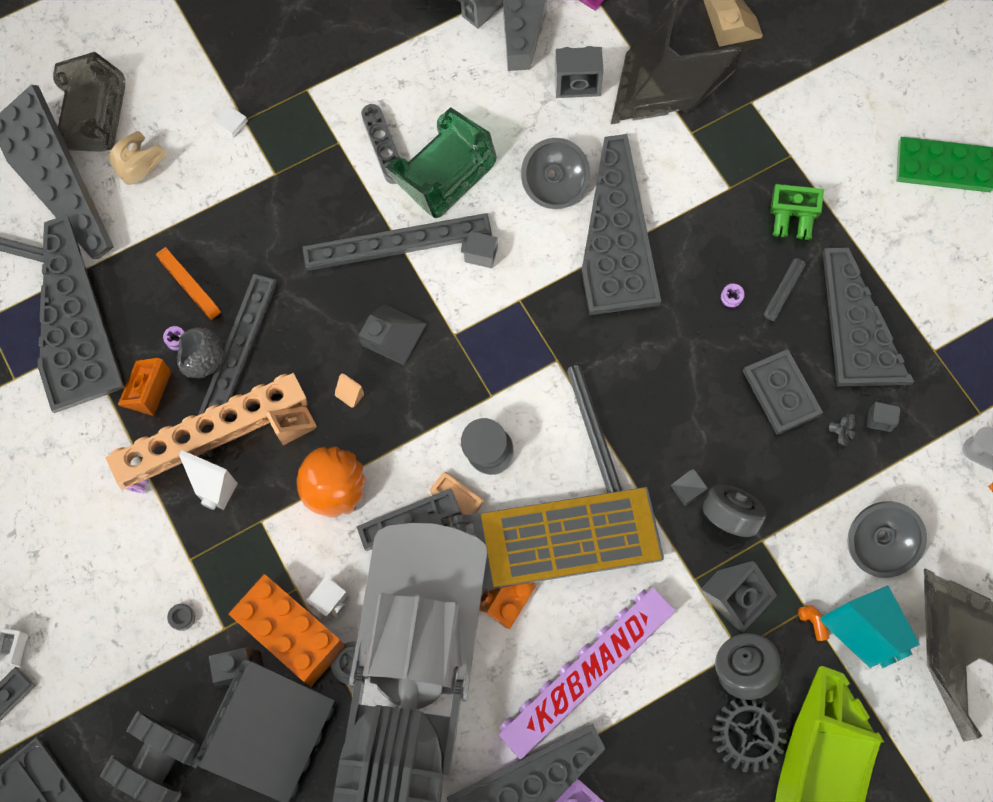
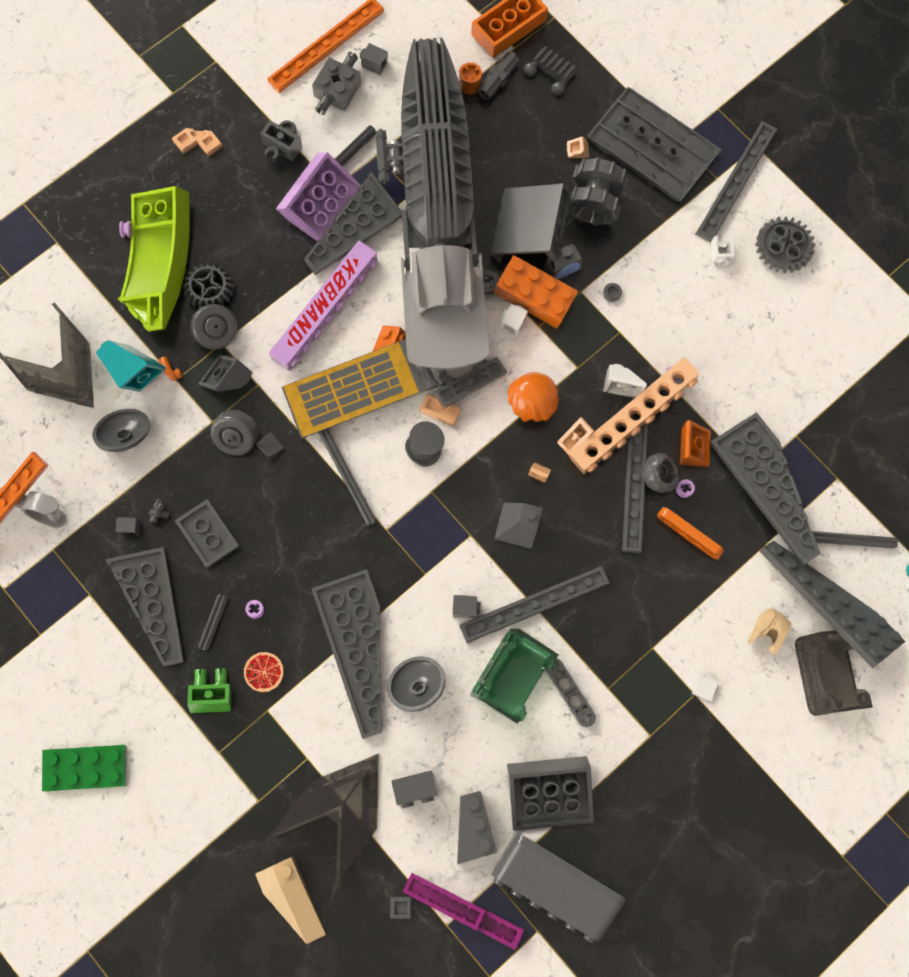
camera: 160 degrees right, 5 degrees up
(430, 52) = (550, 793): none -> dark grey slope
(730, 225) = (263, 672): none -> tile

